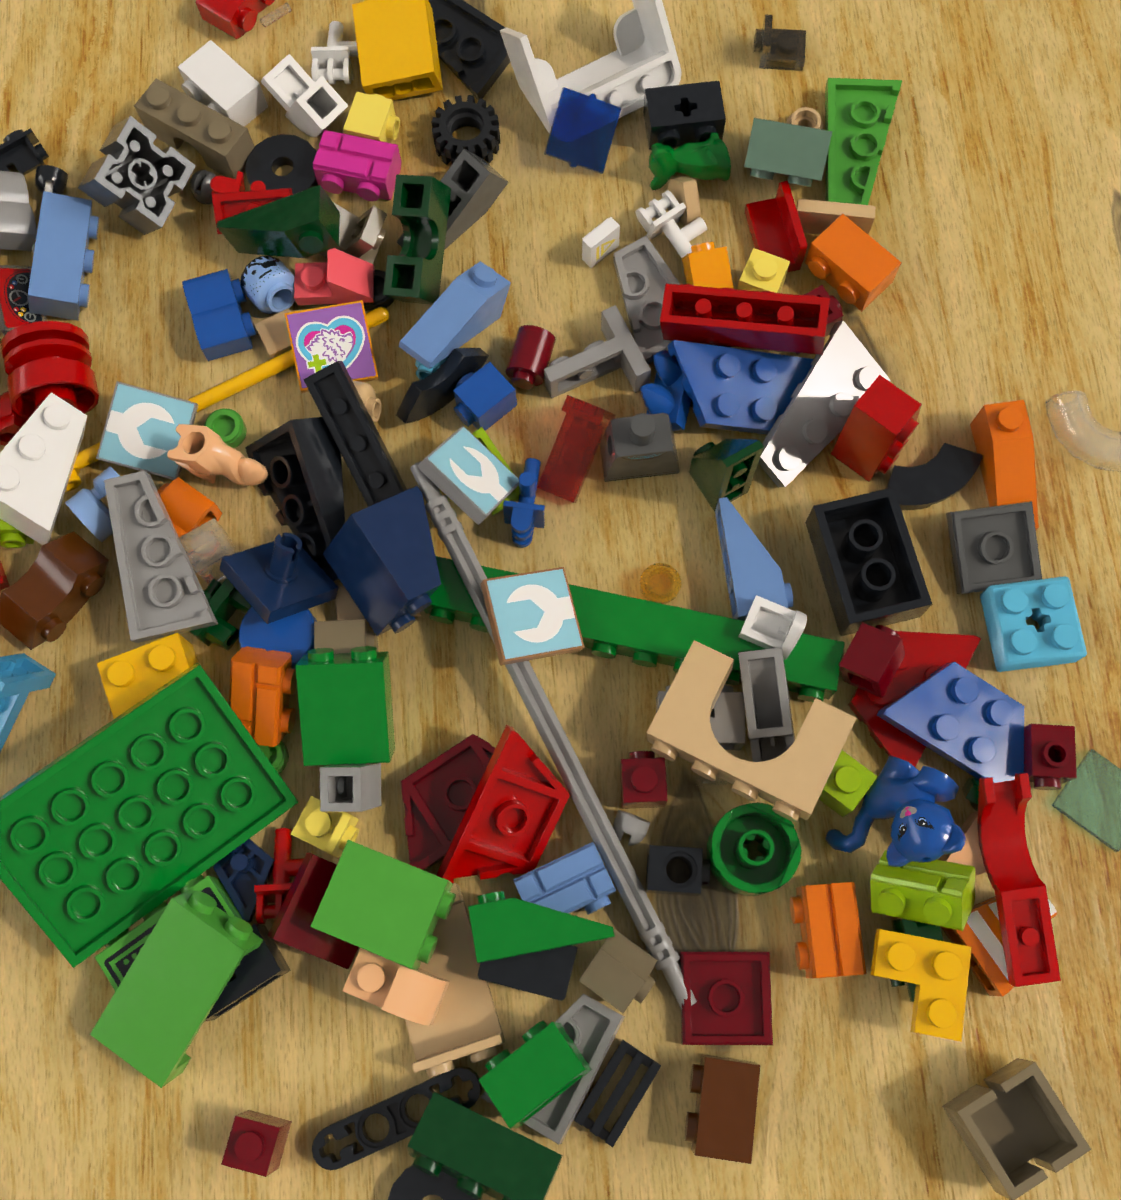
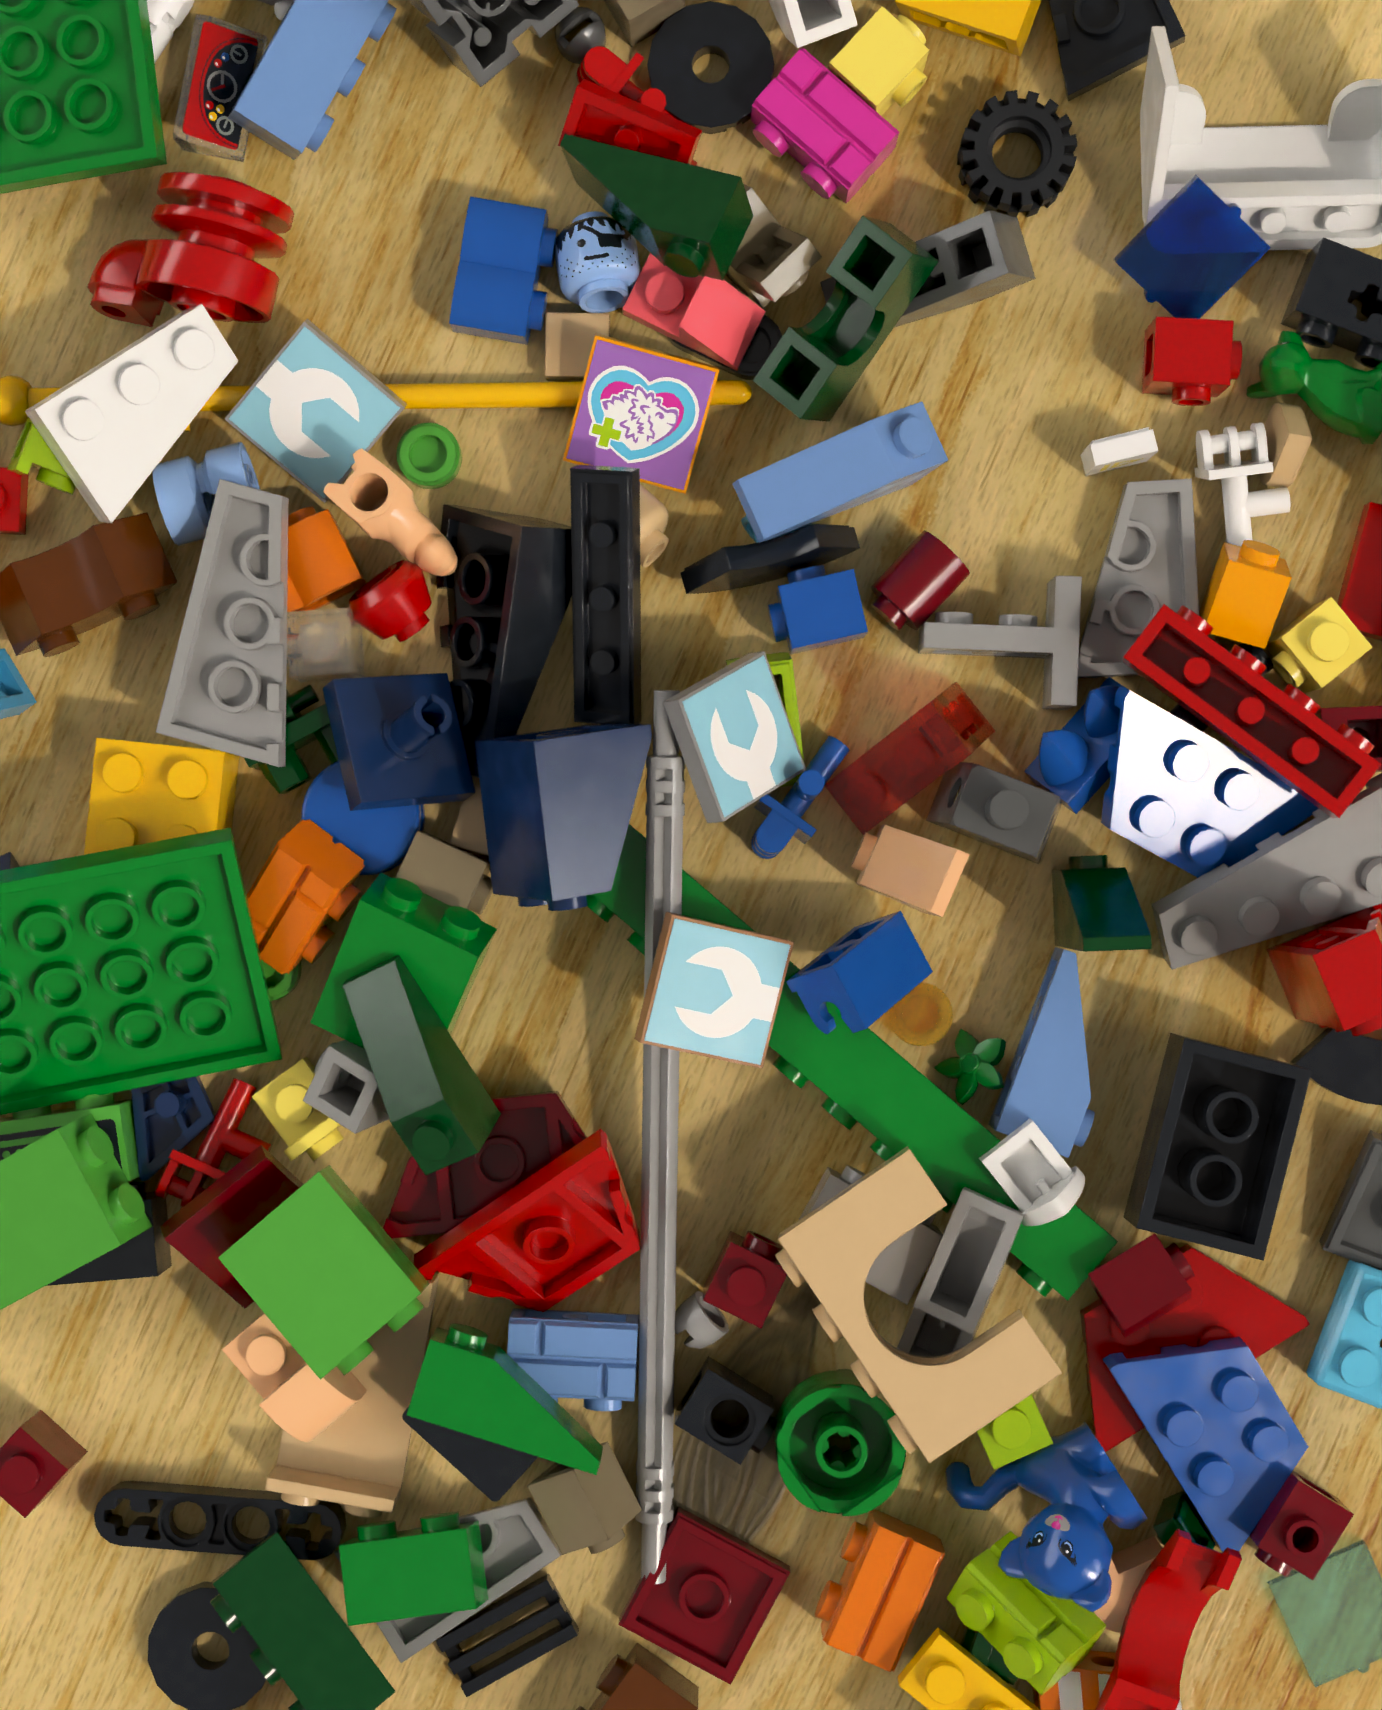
camera: 25 degrees right, 15 degrees up
(241, 510) = (393, 602): none -> red cone
(379, 749) = (419, 1068): none -> dark green slope
(609, 497) = (909, 869): none -> light nougat slope
(610, 181) = (1190, 359): none -> red brick
(614, 564) = (862, 974): none -> blue hinge
(707, 593) = (974, 1065): none -> green plant

